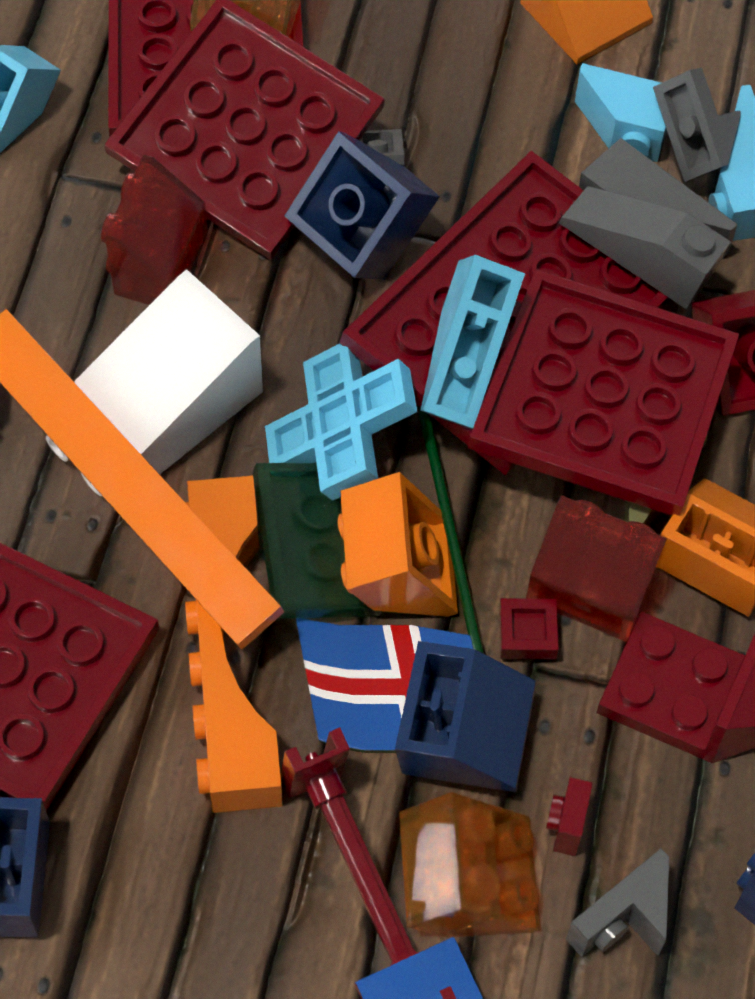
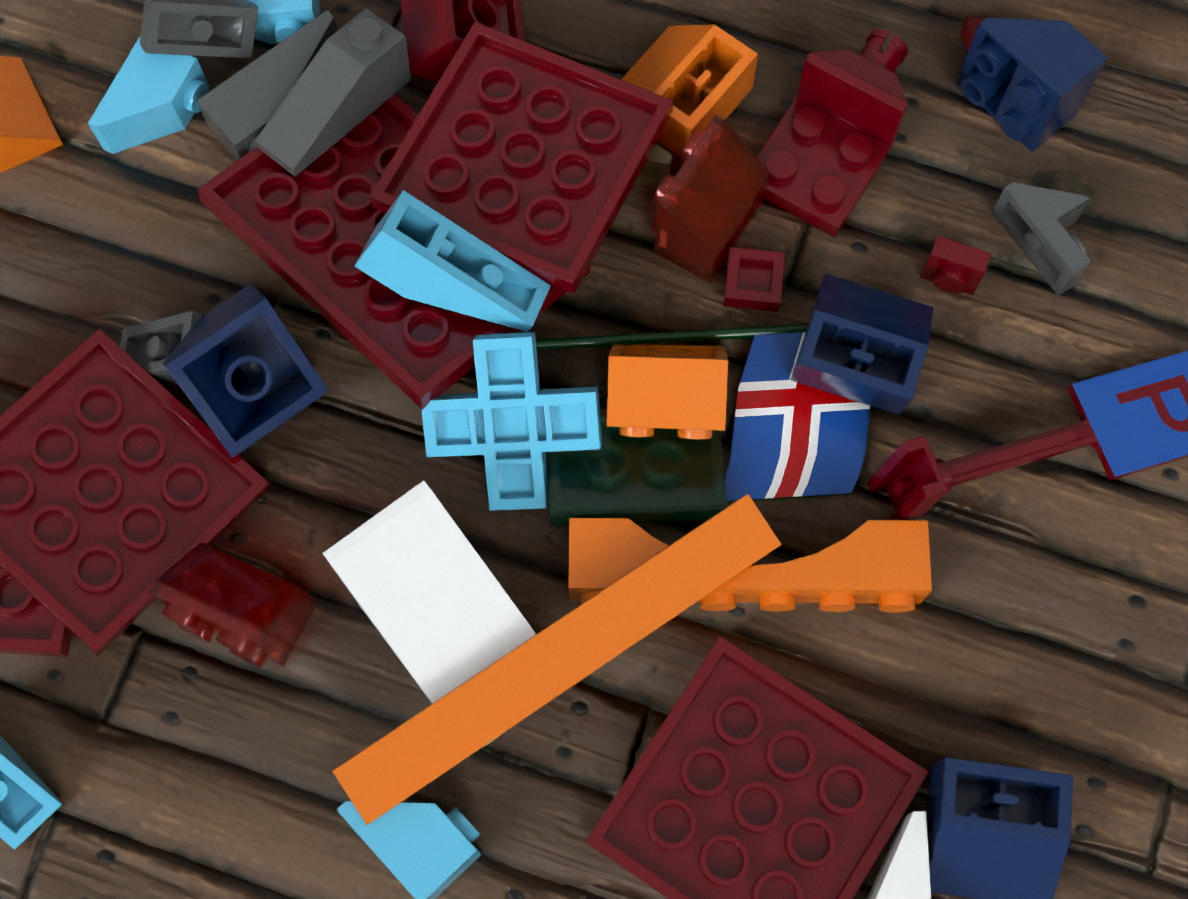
camera: 80 degrees left, 10 degrees up
(468, 868) = (1006, 364): clear orange slope -> none

